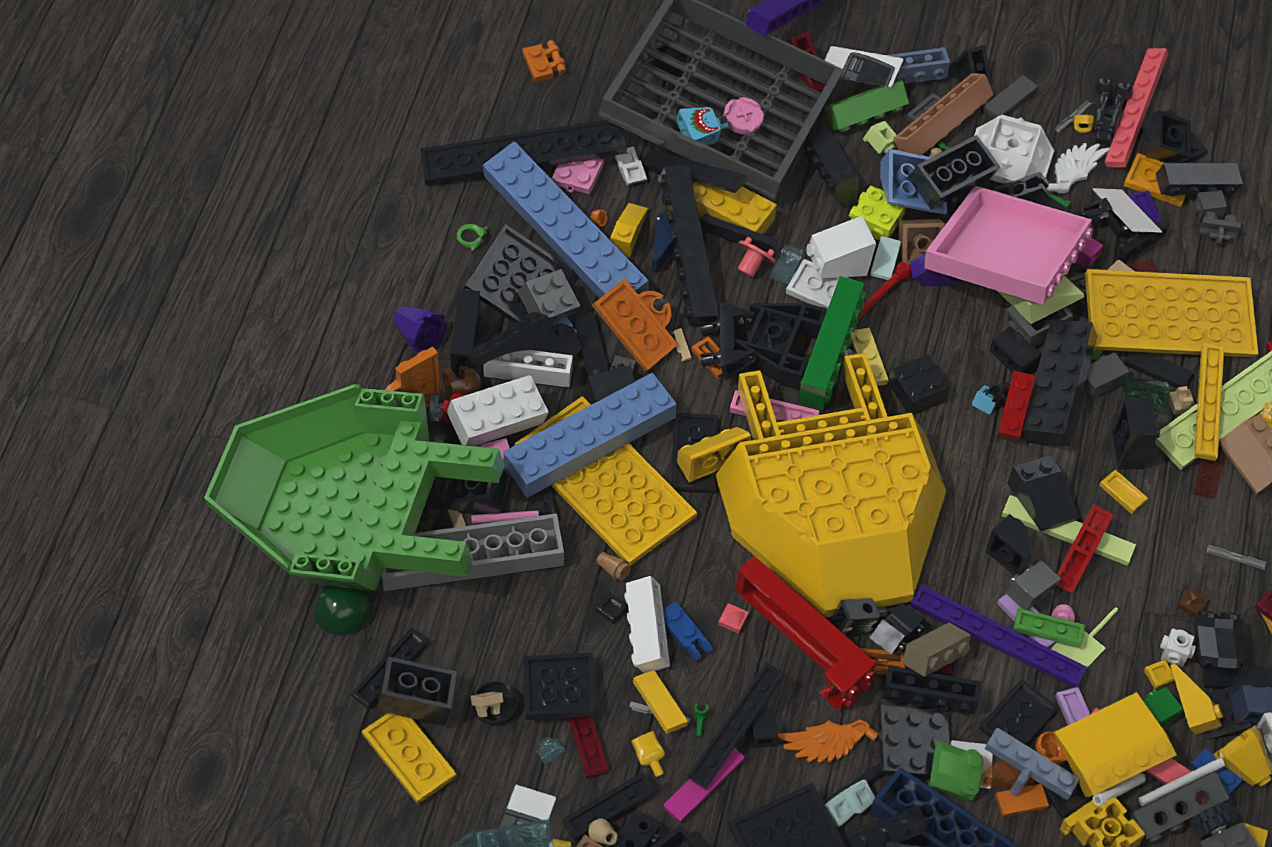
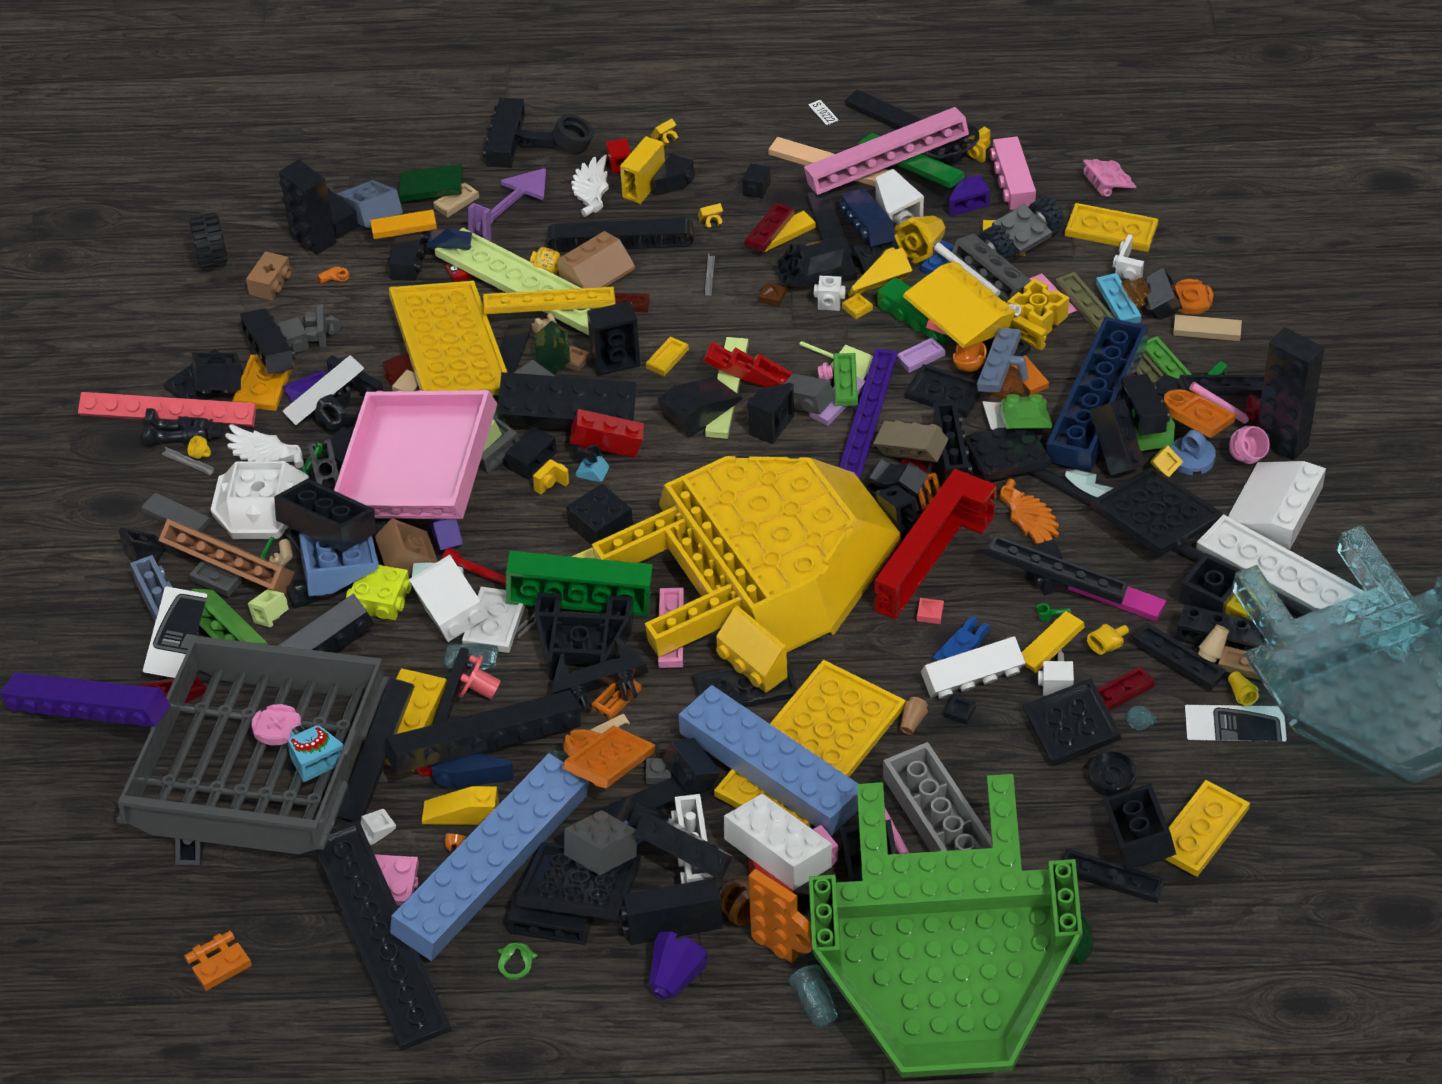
camera: 100 degrees left, 10 degrees down
(486, 700) = (1120, 769): tan tile -> none
(615, 692) = (1055, 676): none -> white brick
(982, 359) = (548, 474): none -> yellow bracket

